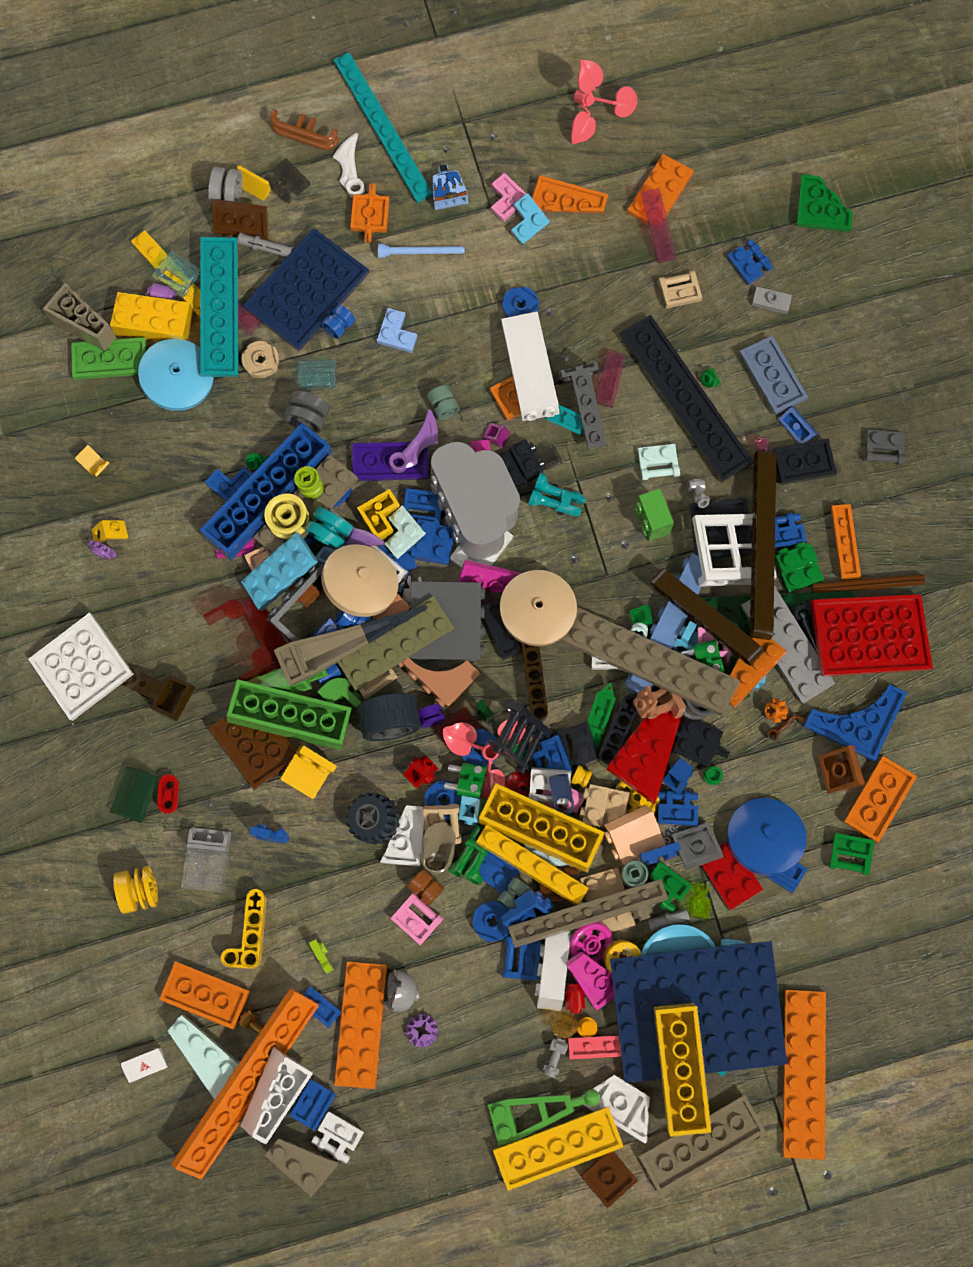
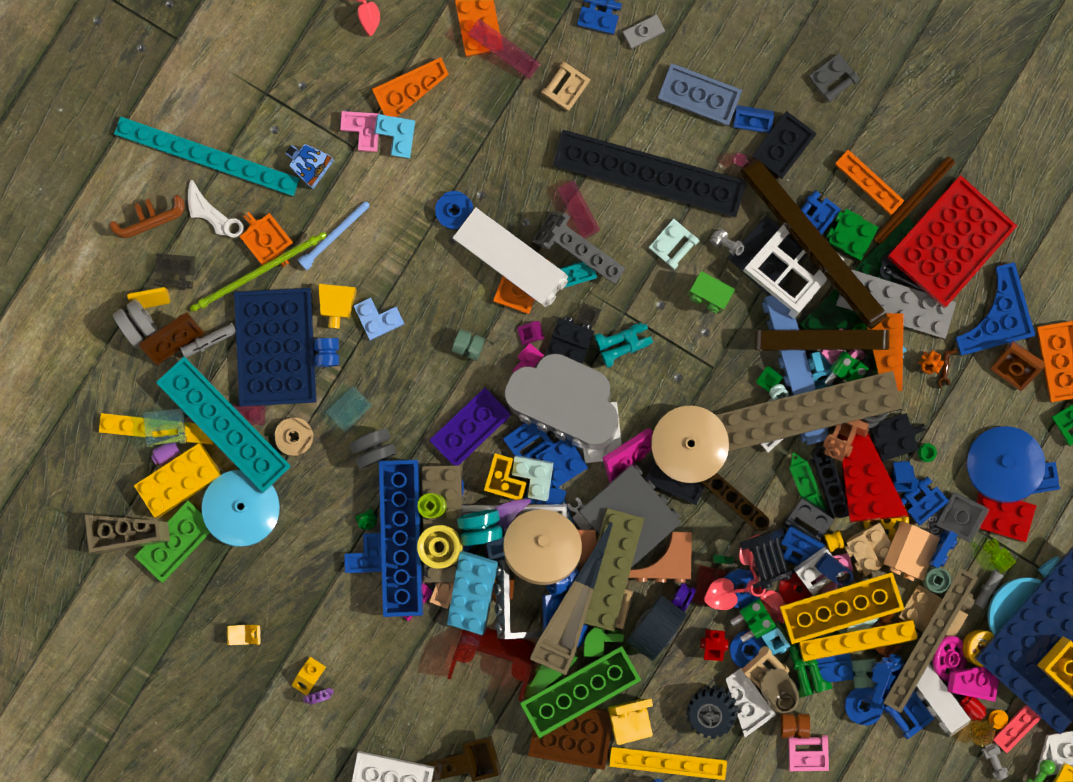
camera: 40 degrees left, 10 degrees up
(286, 218) = (203, 302): none -> lime hose
(305, 829) = (668, 763): none -> yellow plate
(377, 295) = (336, 303): none -> yellow torso
(426, 437) = (481, 386): medium lavender piece -> none
(673, 884) = (967, 560): green plate -> none
(710, 379) = (653, 140): green plate -> none

